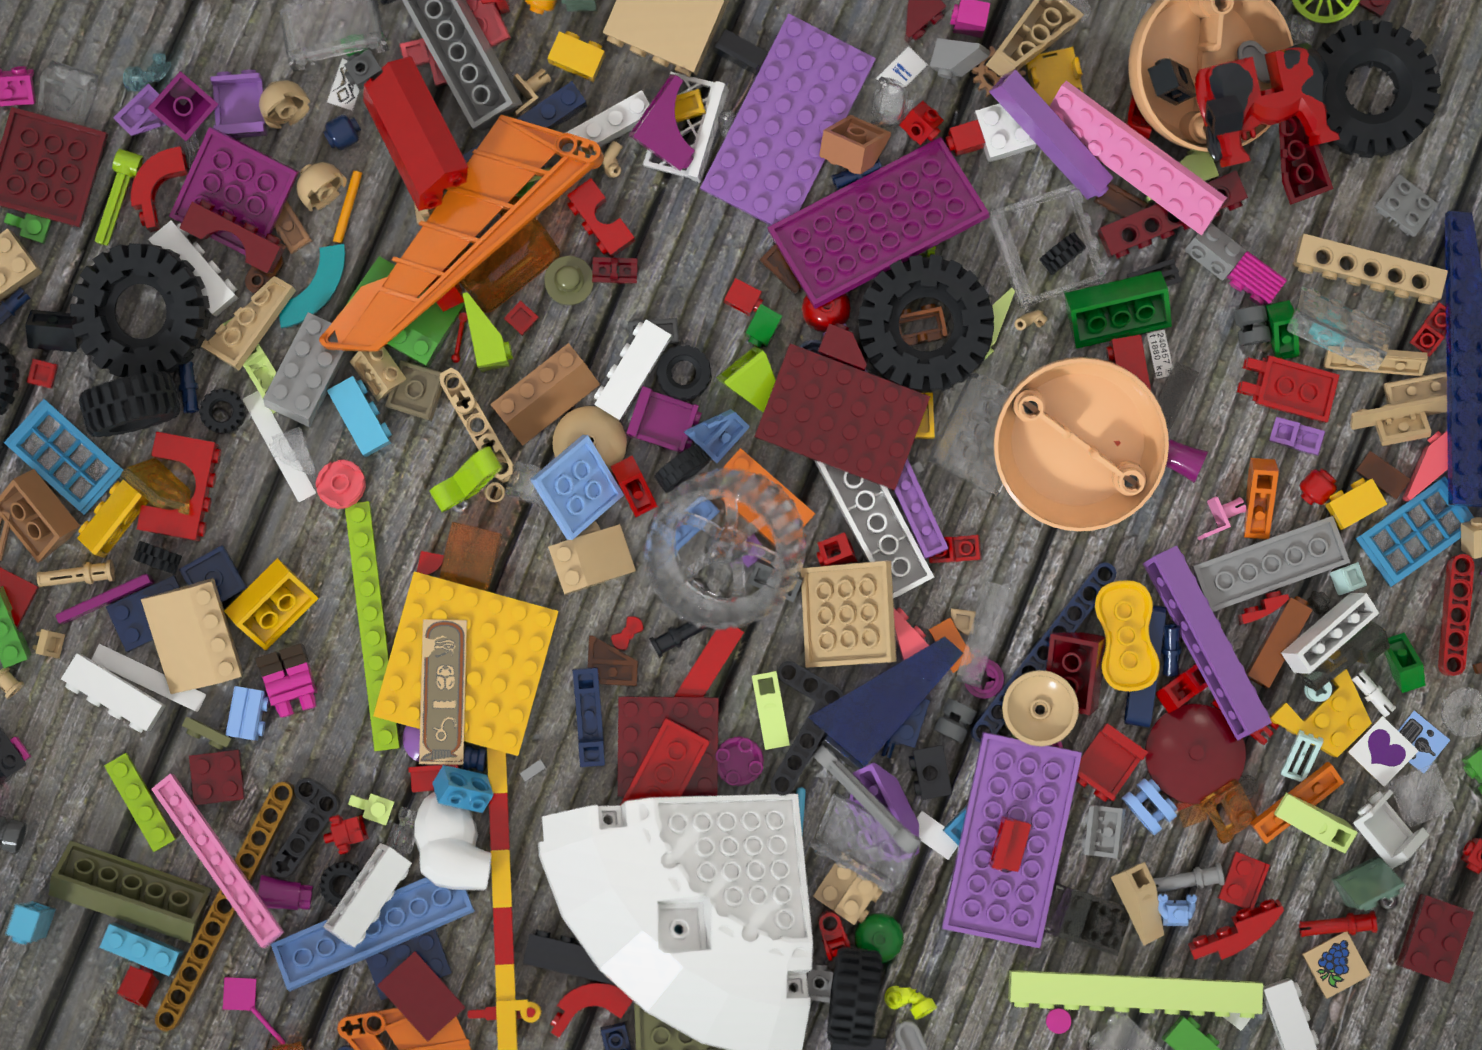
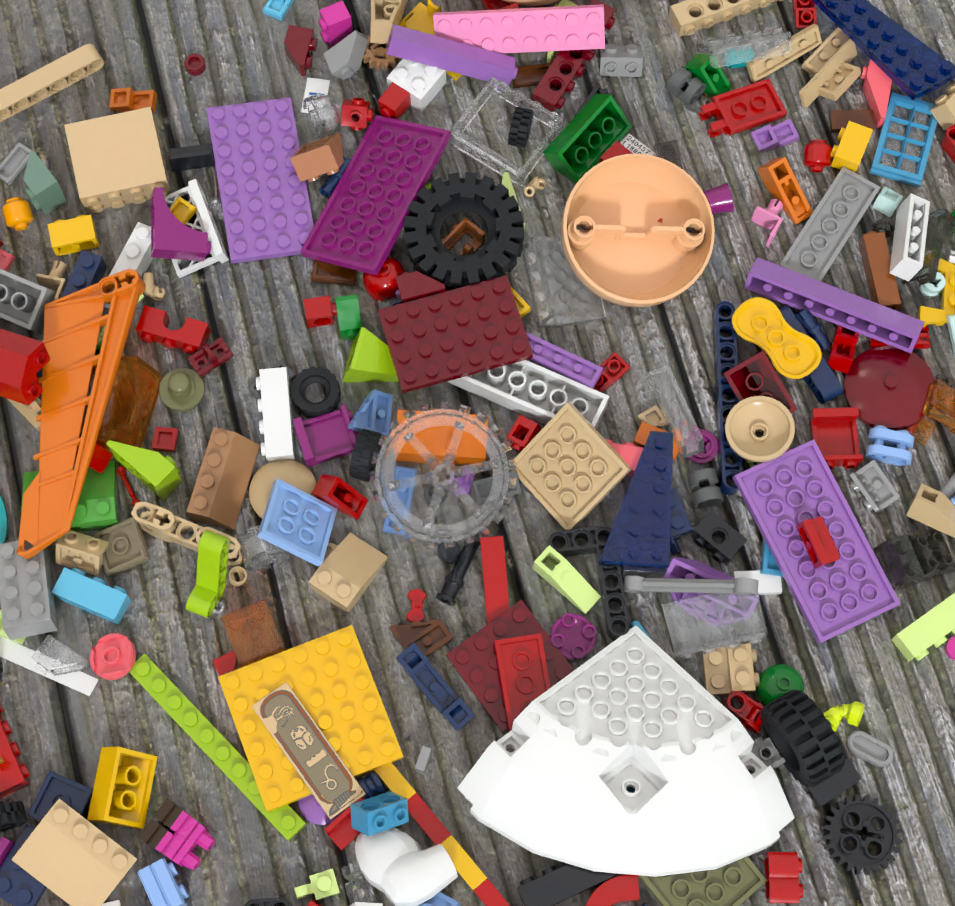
camera: 35 degrees left, 15 degrees down
(1256, 279) = (663, 57): dark pink brick -> none
(1272, 602) = (852, 251): red slope -> none

